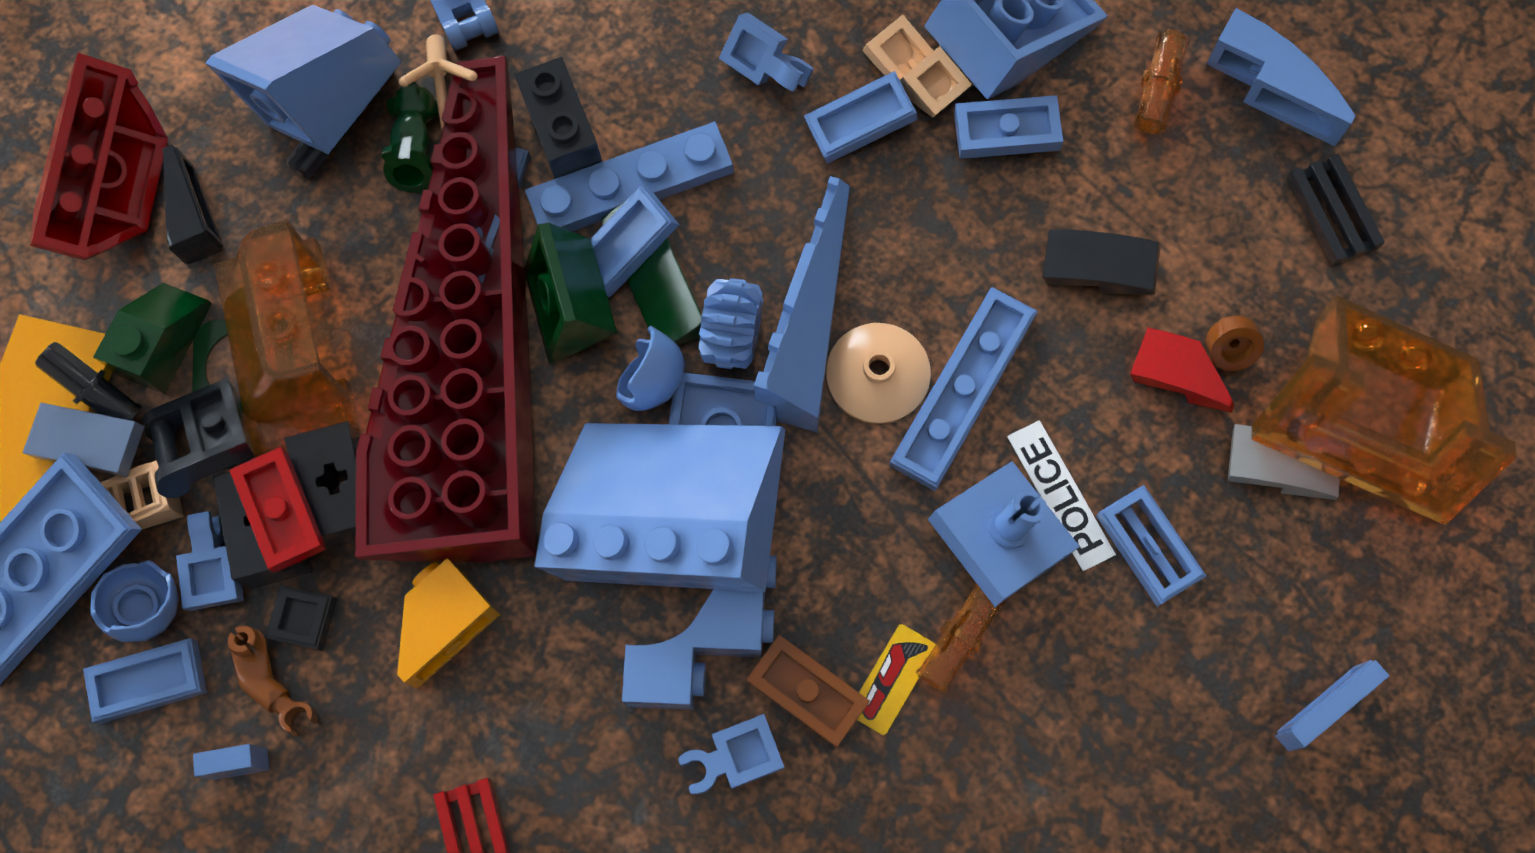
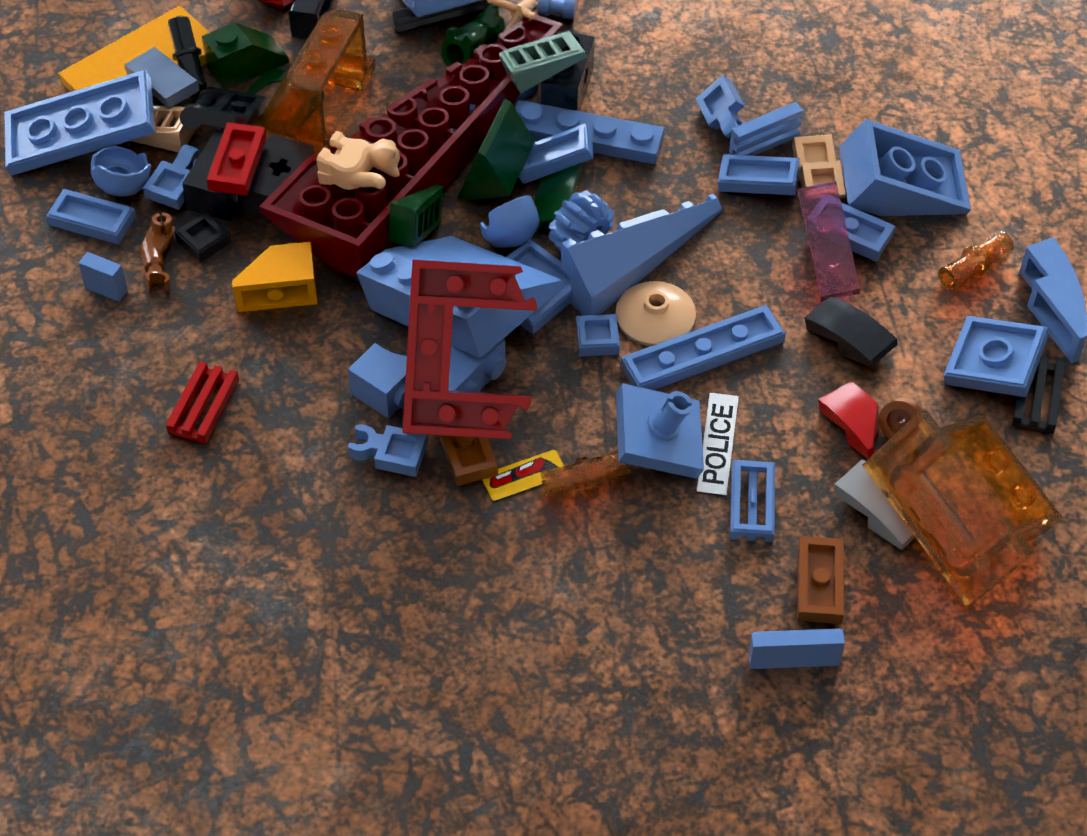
camera: 30 degrees right, 20 degrees down
(427, 426) = (354, 160): none -> light nougat animal
(540, 154) = (532, 61): none -> sand green slope
(540, 441) = (415, 216): none -> dark green slope
(692, 579) = (427, 401): none -> red wedge
(831, 56) = (766, 131): none -> medium blue tile
(840, 446) = (597, 335): none -> medium blue tile
(1005, 163) = (828, 241): none -> clear pink tile
(1269, 194) = (996, 356): none -> medium blue tile
(1292, 600) = (820, 580): none -> dark orange plate

